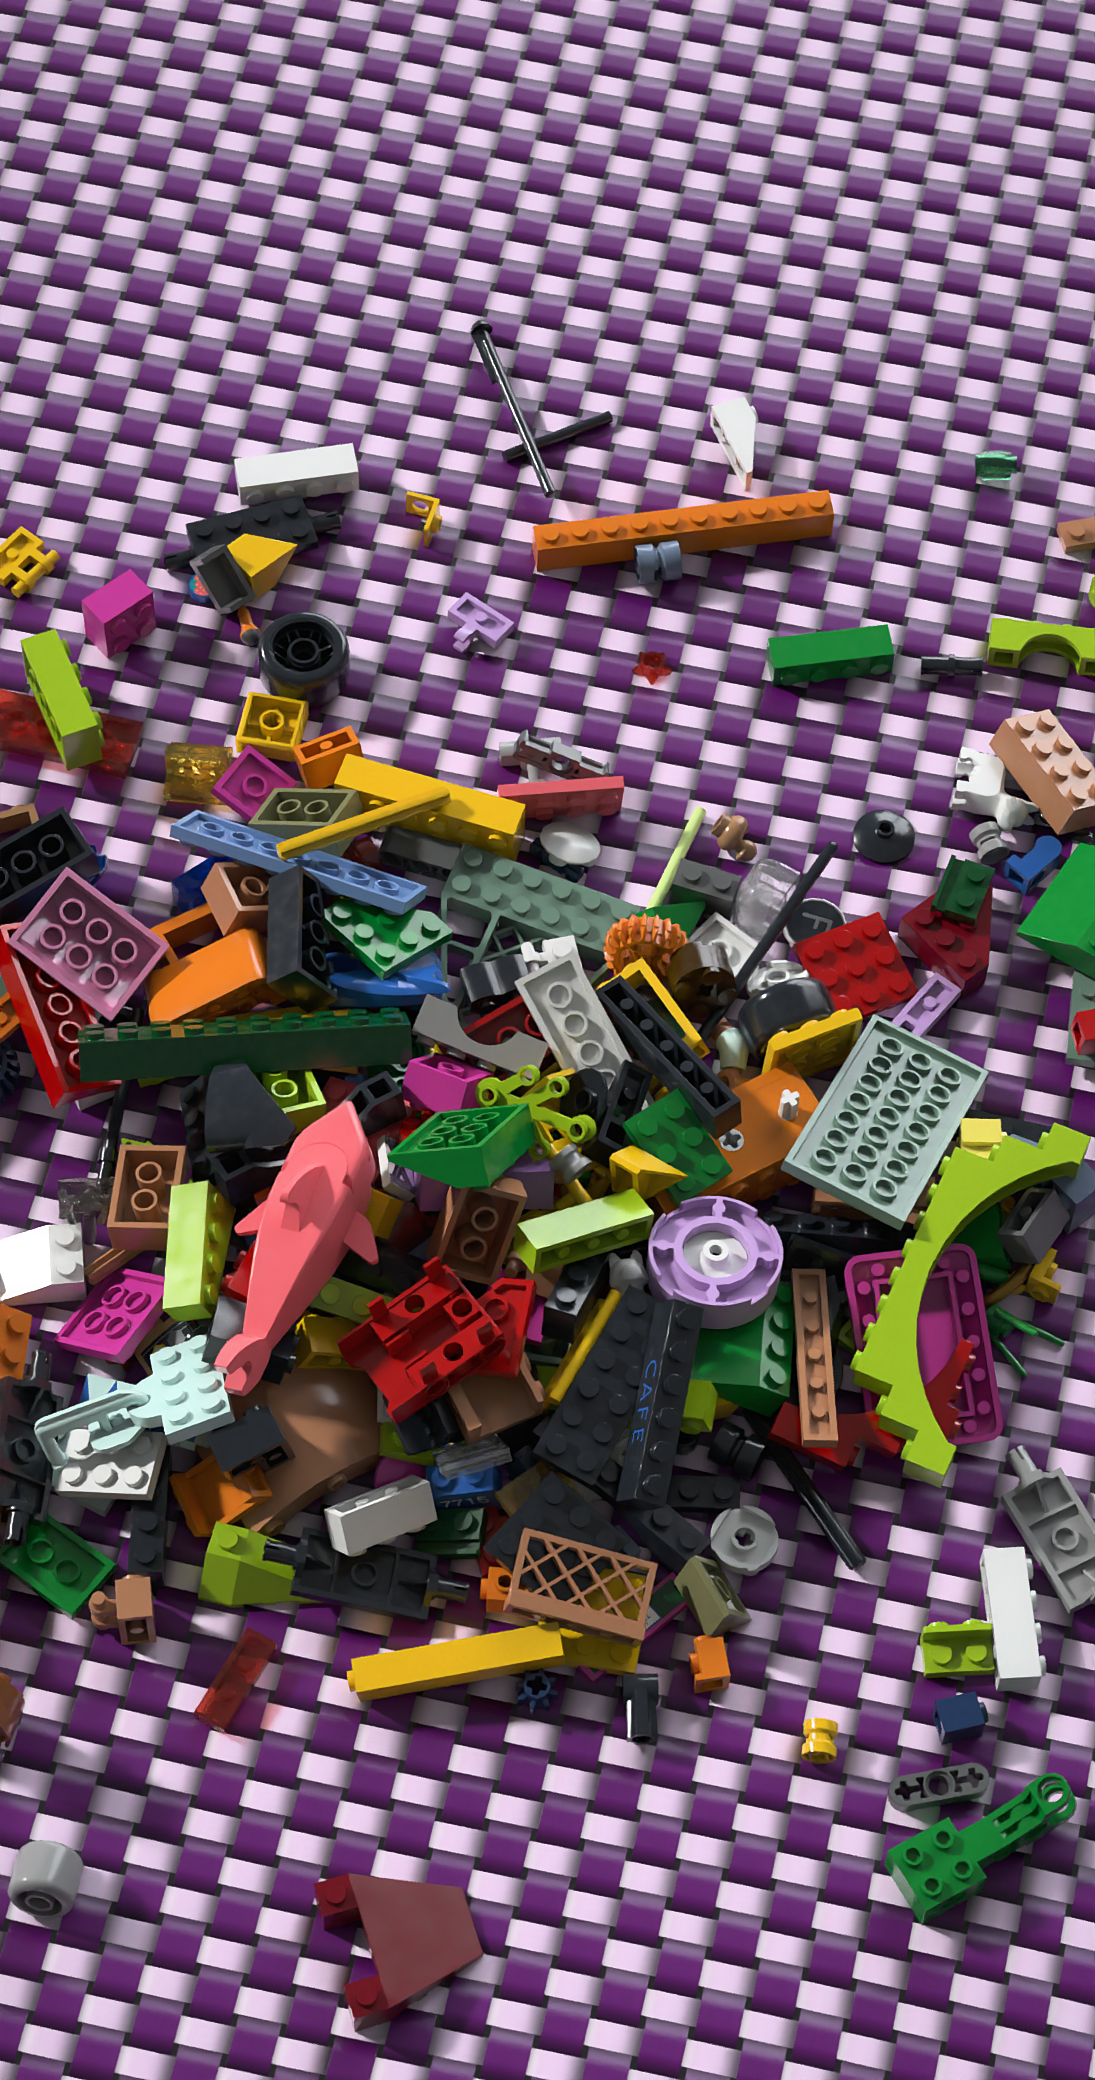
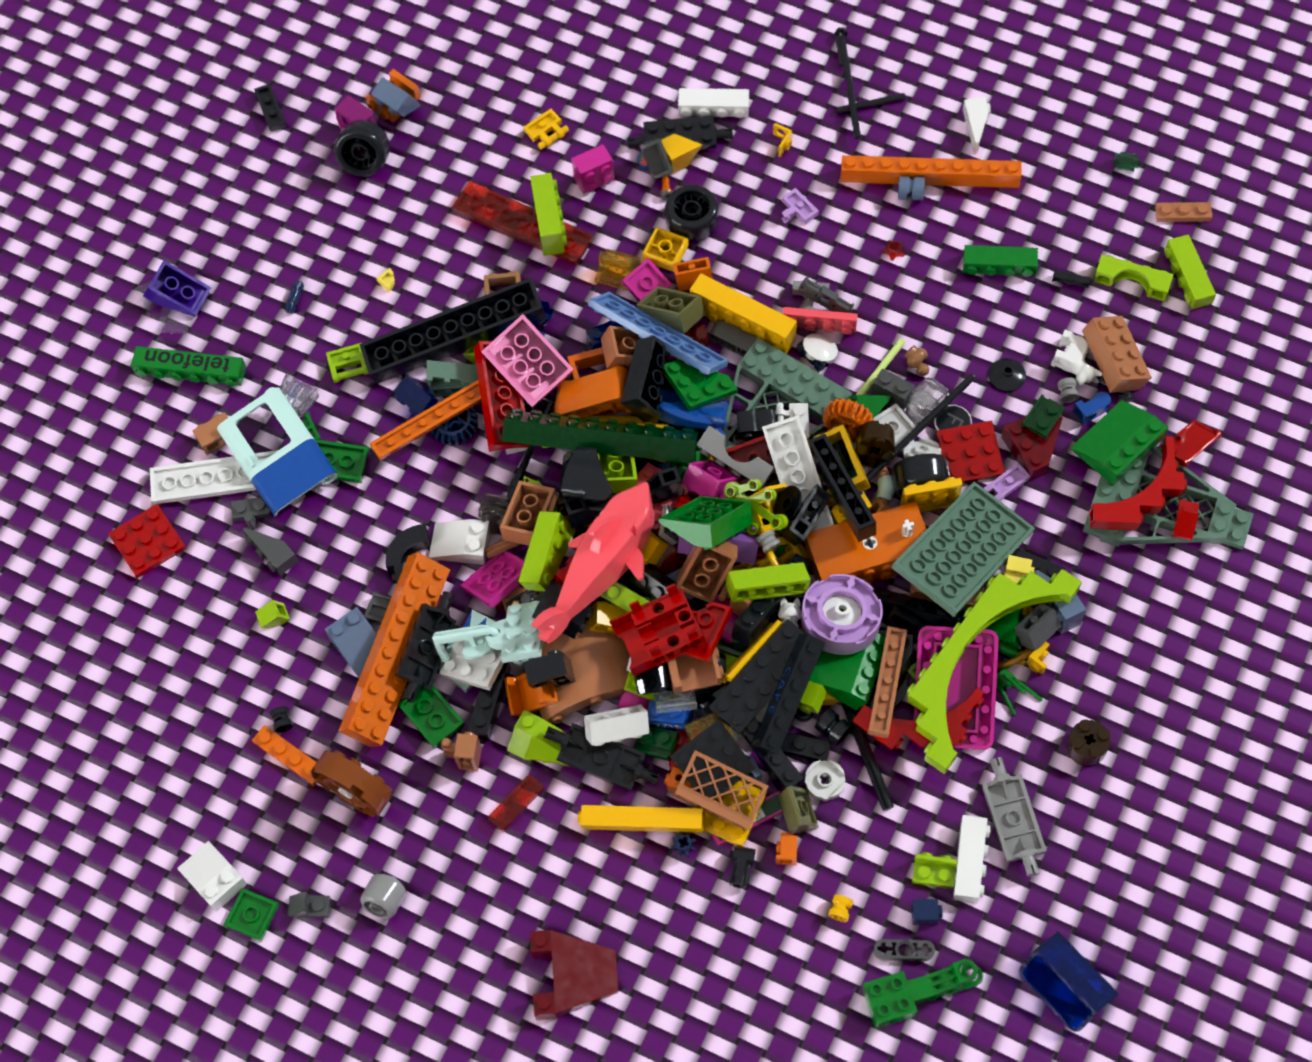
camera: 20 degrees right, 5 degrees up
(363, 823) = (700, 316): yellow axle -> none
(641, 1171) = (810, 553): yellow slope -> none
(680, 1140) = (835, 542): green plate -> none

